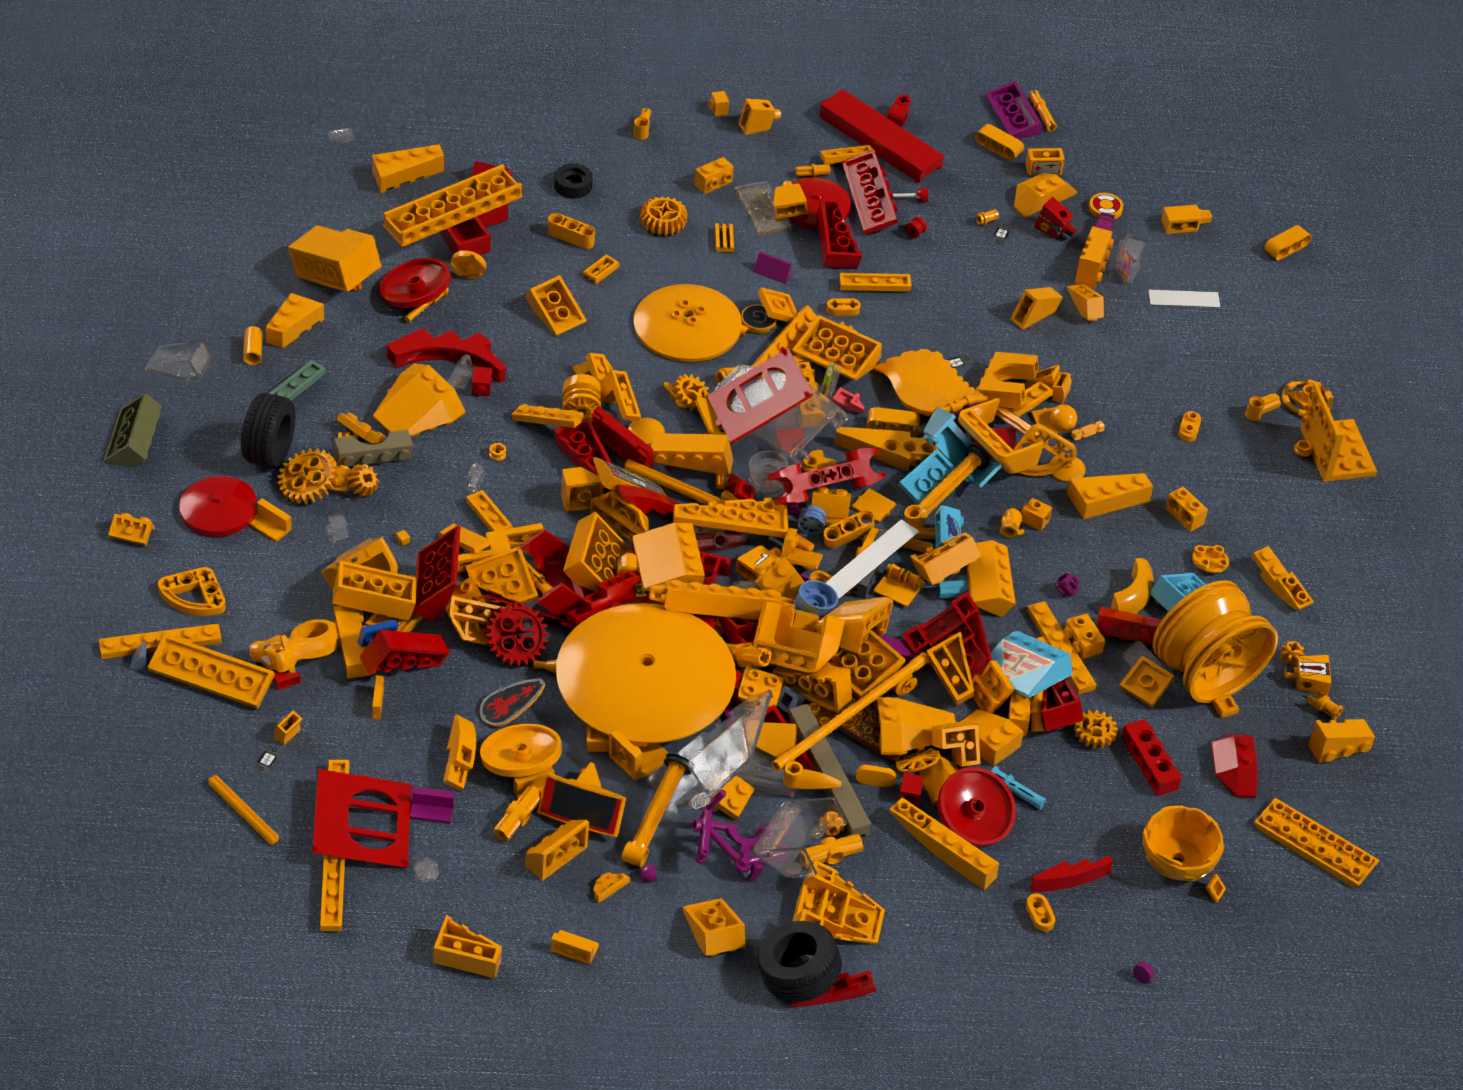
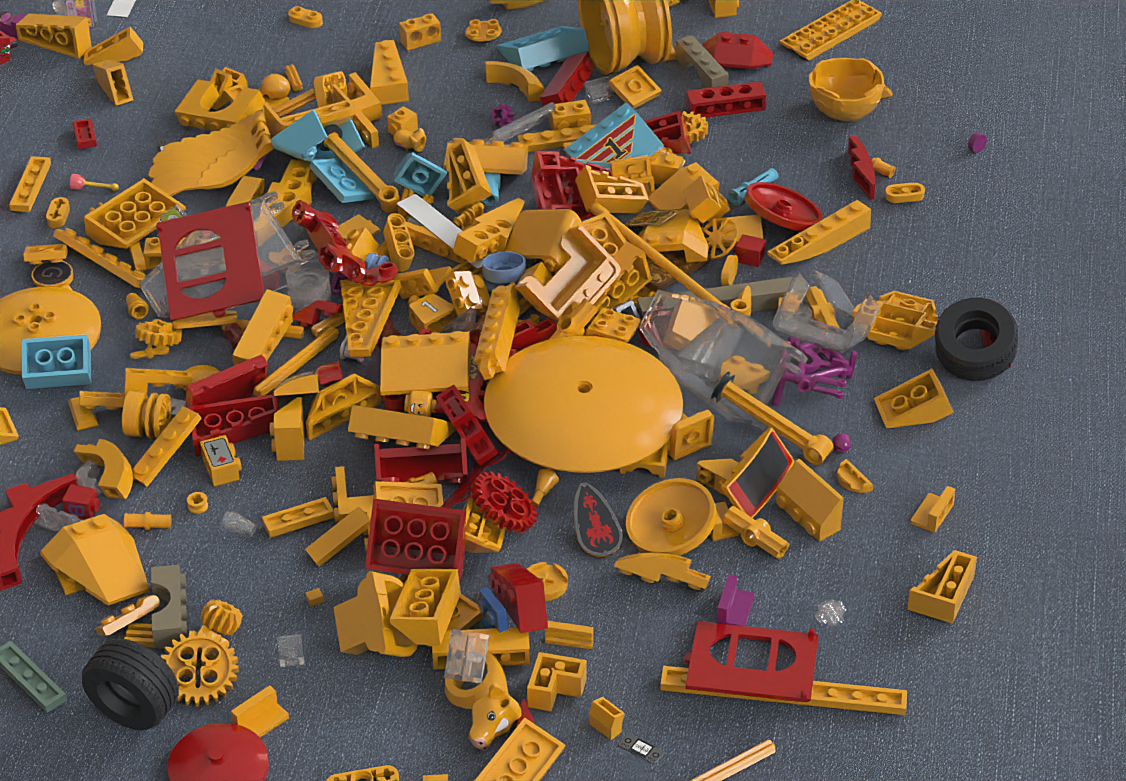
camera: 75 degrees left, 5 degrees down
(318, 618) = (466, 656): none -> clear brick
(321, 686) = (555, 676): none -> light orange brick
(443, 679) = (554, 579): none -> light orange tile
(469, 424) = (147, 520): none -> light orange pin
(505, 380) = (87, 475): none -> clear hair
(520, 392) = (117, 475): none -> light orange arch
(545, 455) = (220, 460): none -> light orange brick
(635, 334) = (56, 361): none -> medium azure brick
(791, 517) = (380, 274): none -> red plate
(857, 857) = (835, 294): none -> clear piece
(869, 582) = (488, 232): none -> light orange brick
(887, 311) = (78, 182): none -> hinge
(936, 708) = (651, 217): none -> sticker
(956, 303) = (84, 133): none -> red plate
(1044, 483) = (366, 108): none -> light orange bracket
(1045, 593) = (521, 124): none -> clear tile
(1080, 888) = (882, 167): none -> light orange pin
(1185, 740) = (692, 53): none -> dark tan arch

